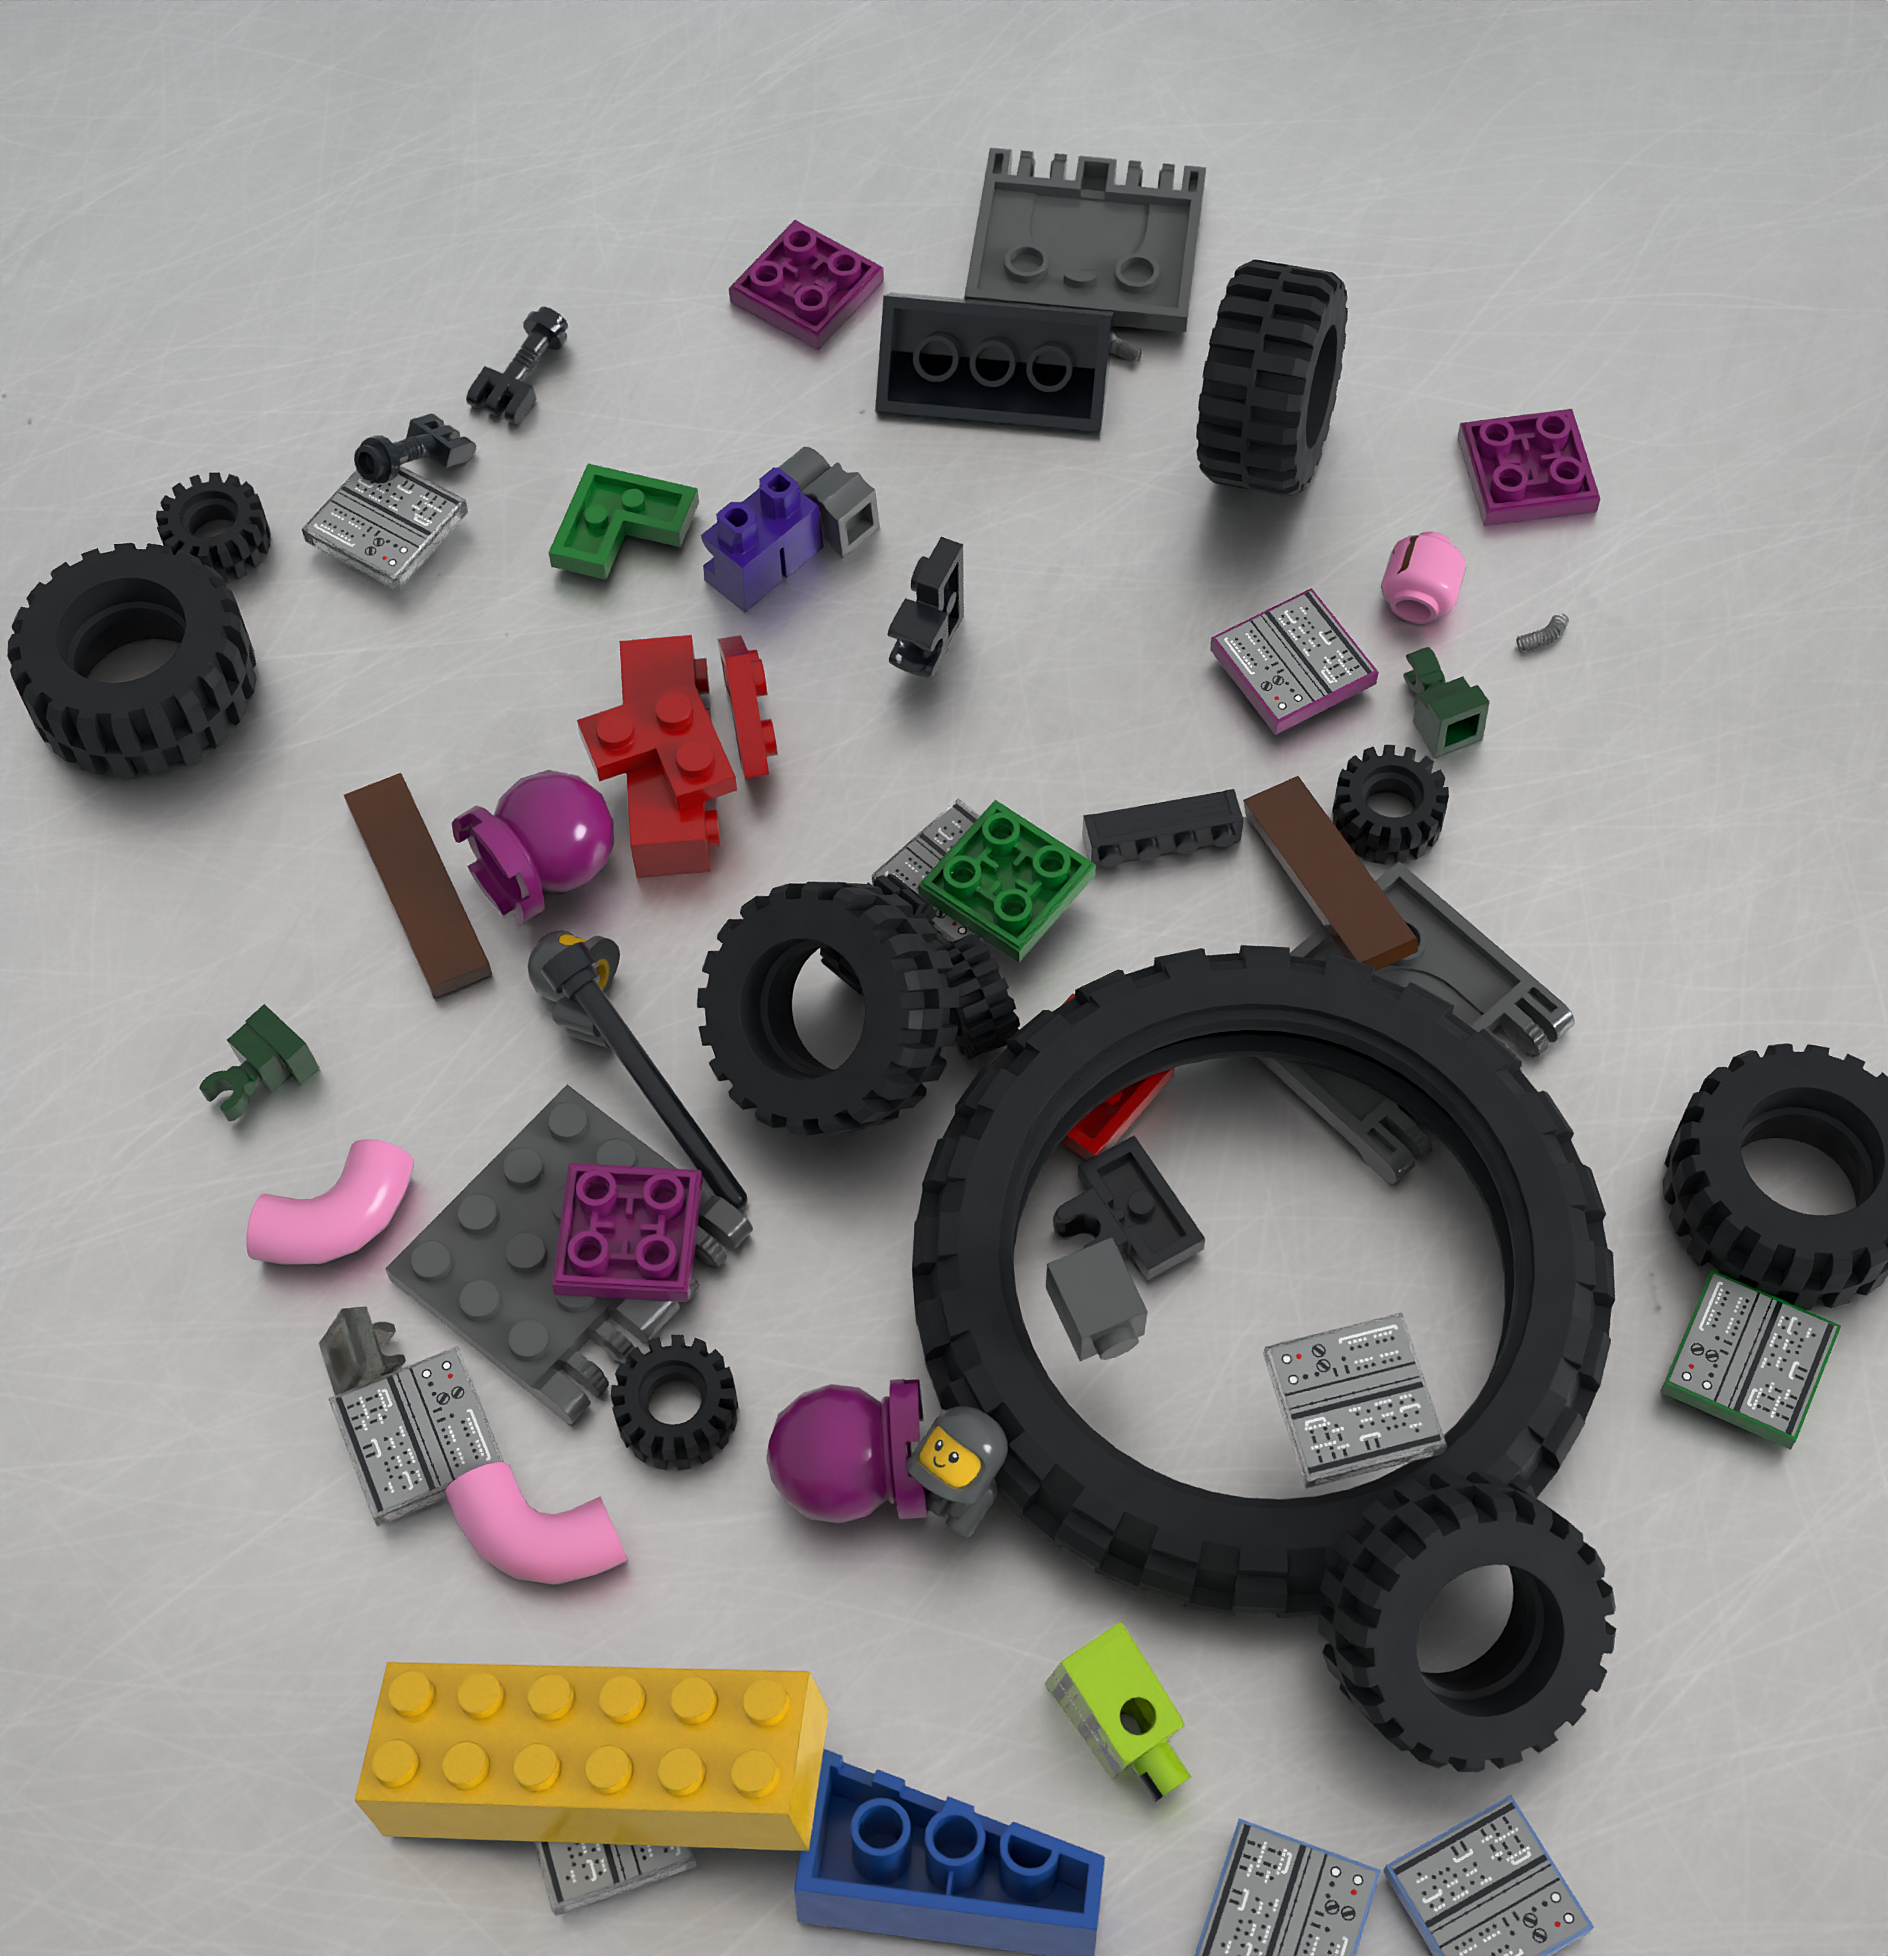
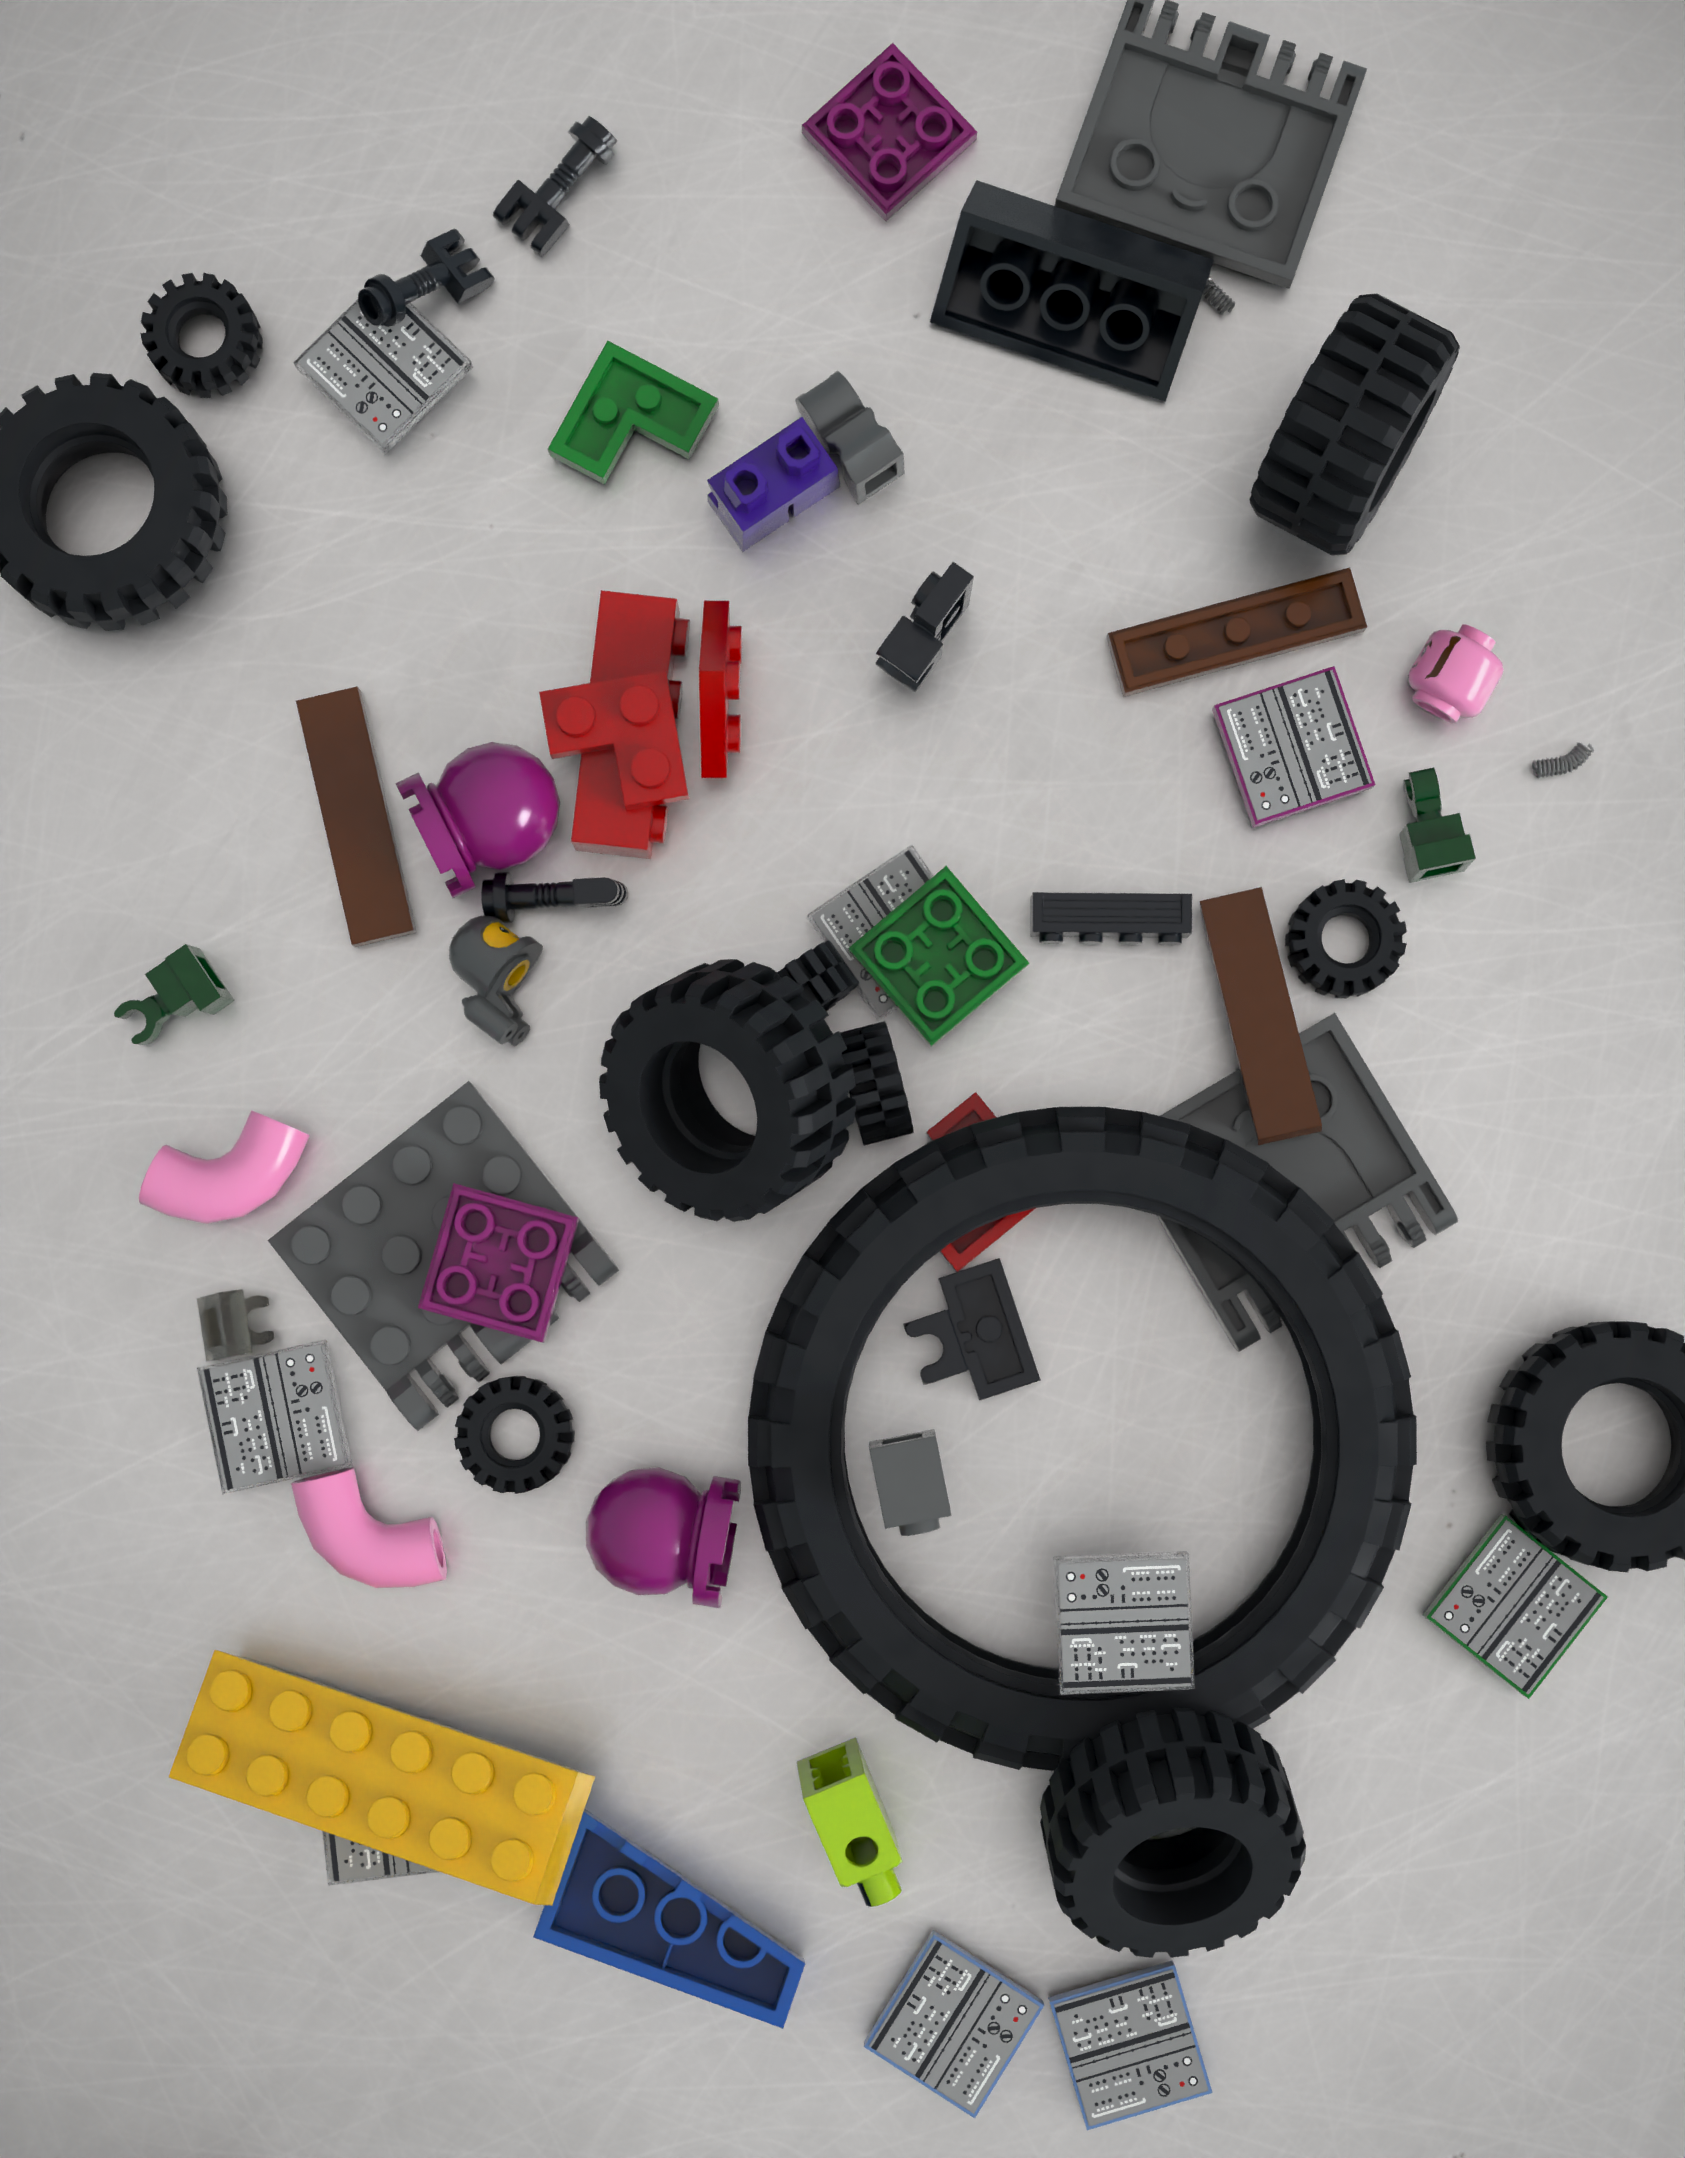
camera: 10 degrees right, 25 degrees up
(575, 975) = (491, 994): black piece -> none
(661, 893) = (502, 897): none -> black hinge
(960, 1465) = (753, 1586): dark grey piece -> none
(1213, 589) = (1236, 632): none -> reddish brown tile
(1528, 467) = (1609, 547): magenta tile -> none

